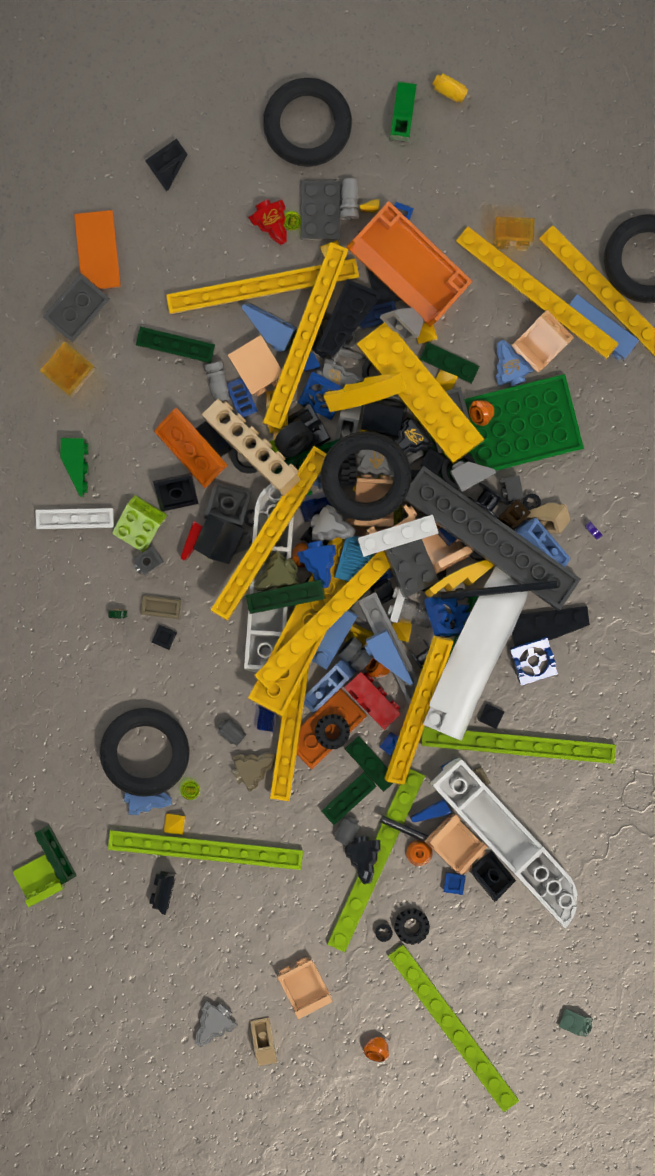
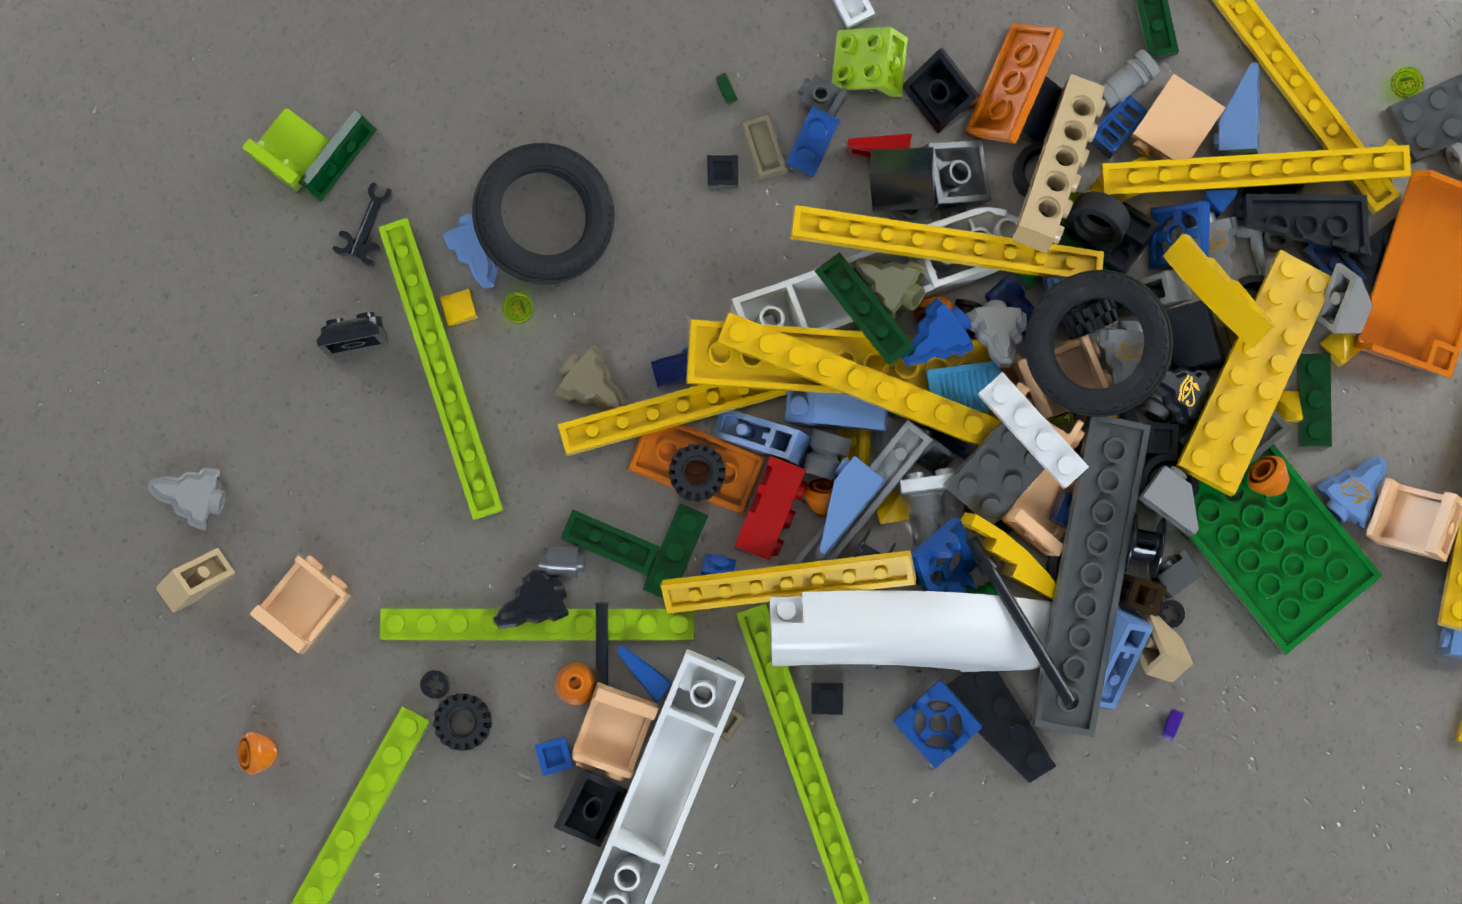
camera: 65 degrees right, 5 degrees down
(112, 865) = (358, 246): none -> black bar
(172, 578) = (813, 141): none -> blue plate
(231, 731) = (630, 327): dark grey brick -> none
(271, 219) = (1395, 50): red rock -> none

